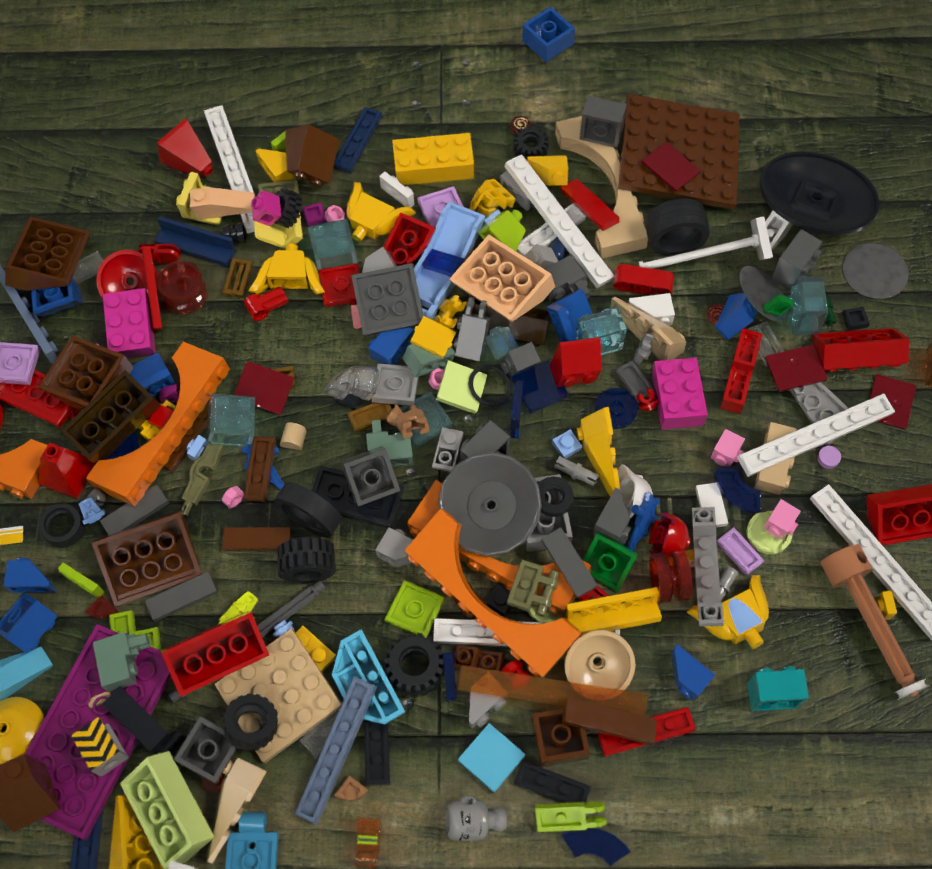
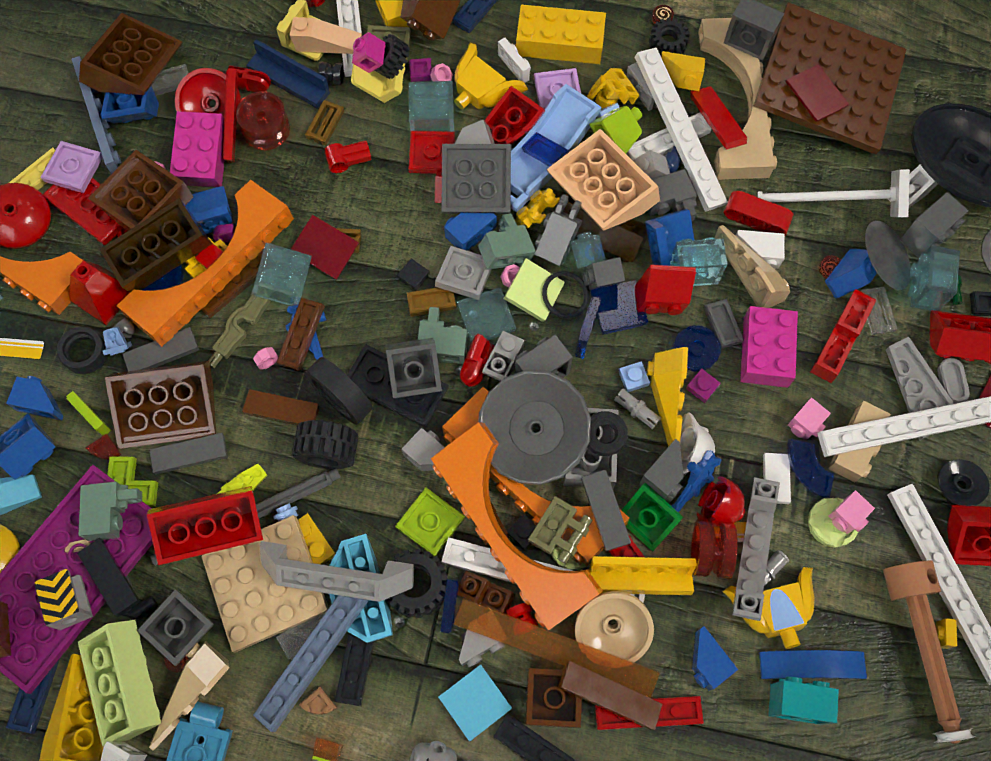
camera: 10 degrees right, 5 degrees up
(196, 447) = (239, 297): light blue plate -> none
(246, 704) = (225, 588): black tyre -> none
(288, 270) = (378, 125): yellow torso -> none
(293, 436) = (344, 306): tan brick -> none
(342, 673) = (335, 580): none -> light grey slope
(356, 380) = (421, 259): clear brick -> none
(408, 421) = (468, 316): medium nougat animal -> none
(423, 459) = (475, 360): none -> red arm
(433, 337) = (515, 229): yellow piece -> none
(629, 439) = (703, 385): none -> magenta plate
(643, 349) = (741, 289): light grey plate -> none
(648, 403) = (732, 351): red plate -> none
(677, 227) = (809, 161): black tyre -> none
(740, 551) = (796, 536): lavender tile -> none
(778, 305) = (902, 272): green tile -> none
(778, 656) = (812, 664): none -> blue slope
(796, 368) = (905, 346): dark red piece -> none
(829, 457) = (919, 452): lavender tile -> none
(844, 388) = (953, 379): none -> light grey tile
(874, 467) = (970, 476): none -> black dish

